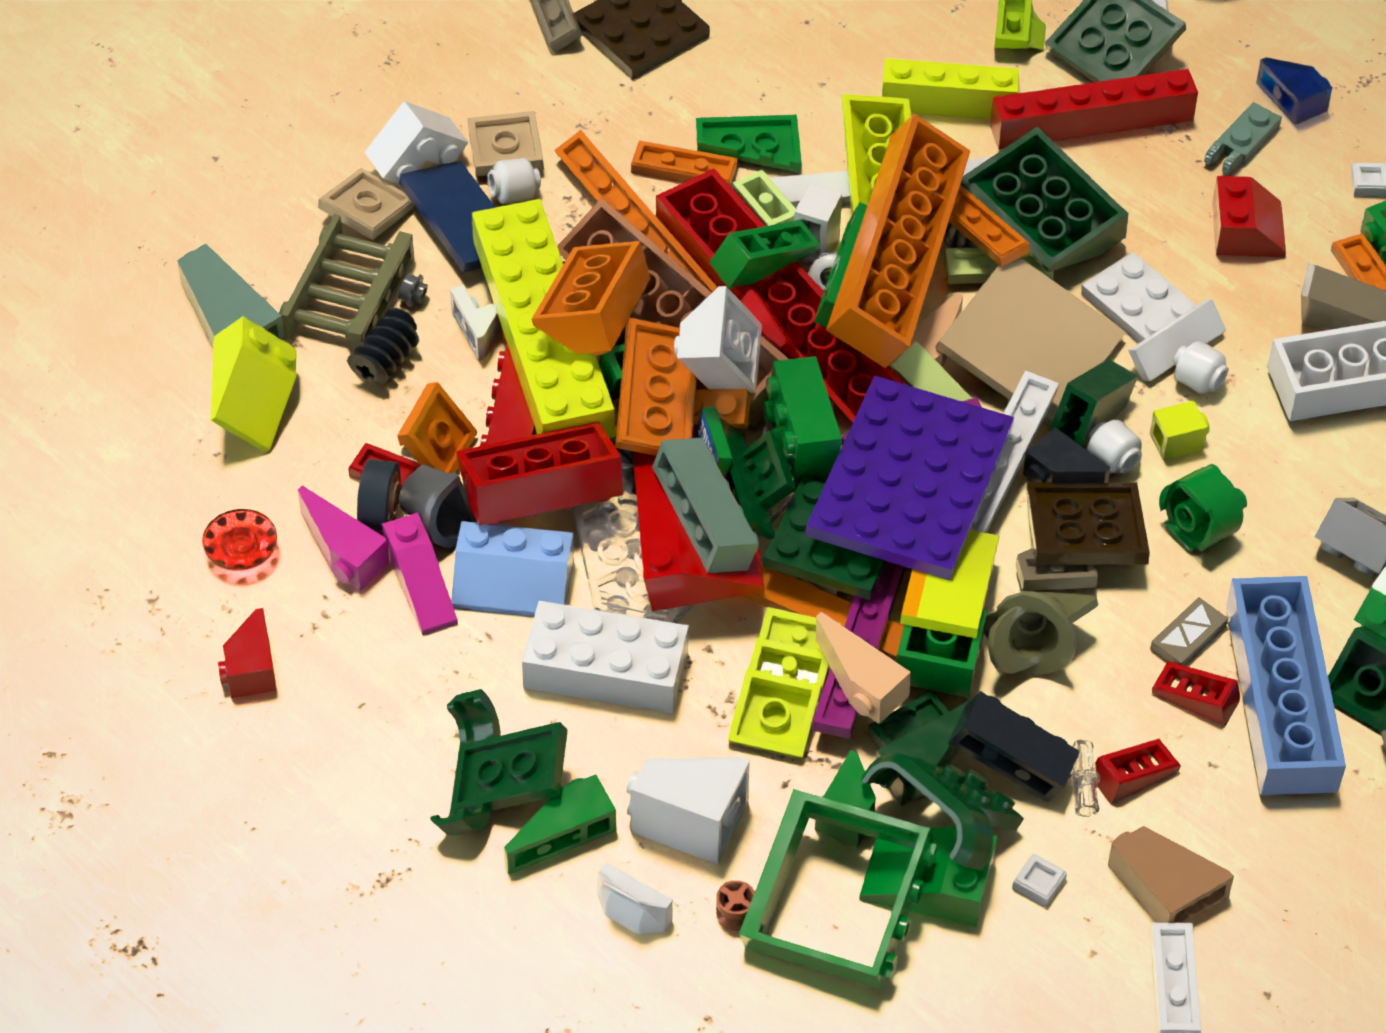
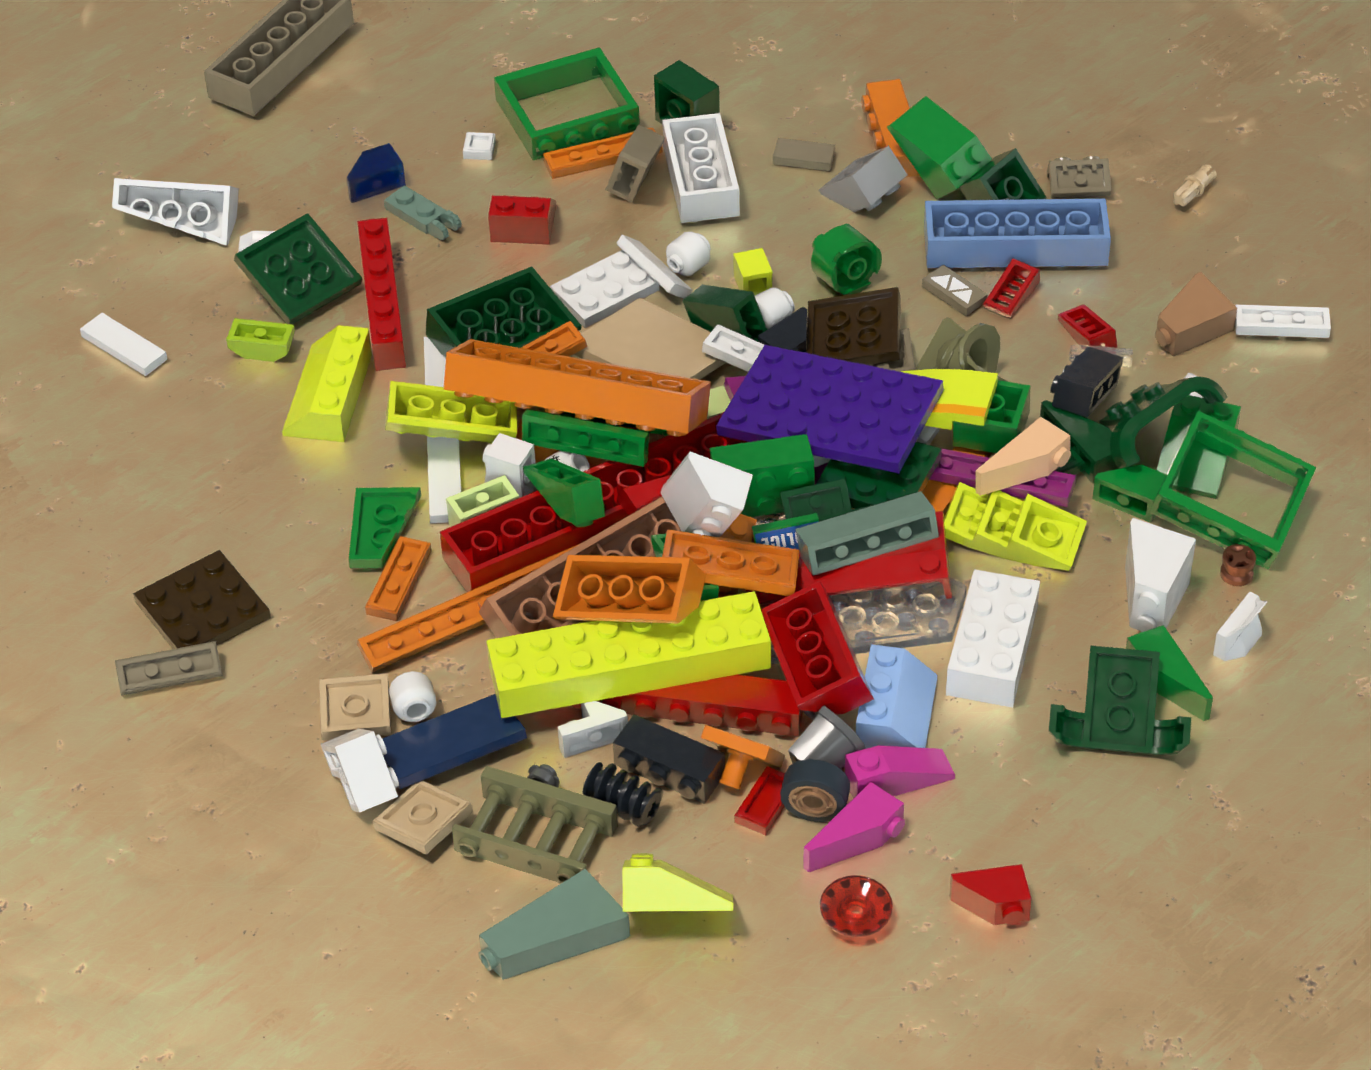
camera: 85 degrees left, 5 degrees down
(445, 360) = (668, 759): none -> black brick

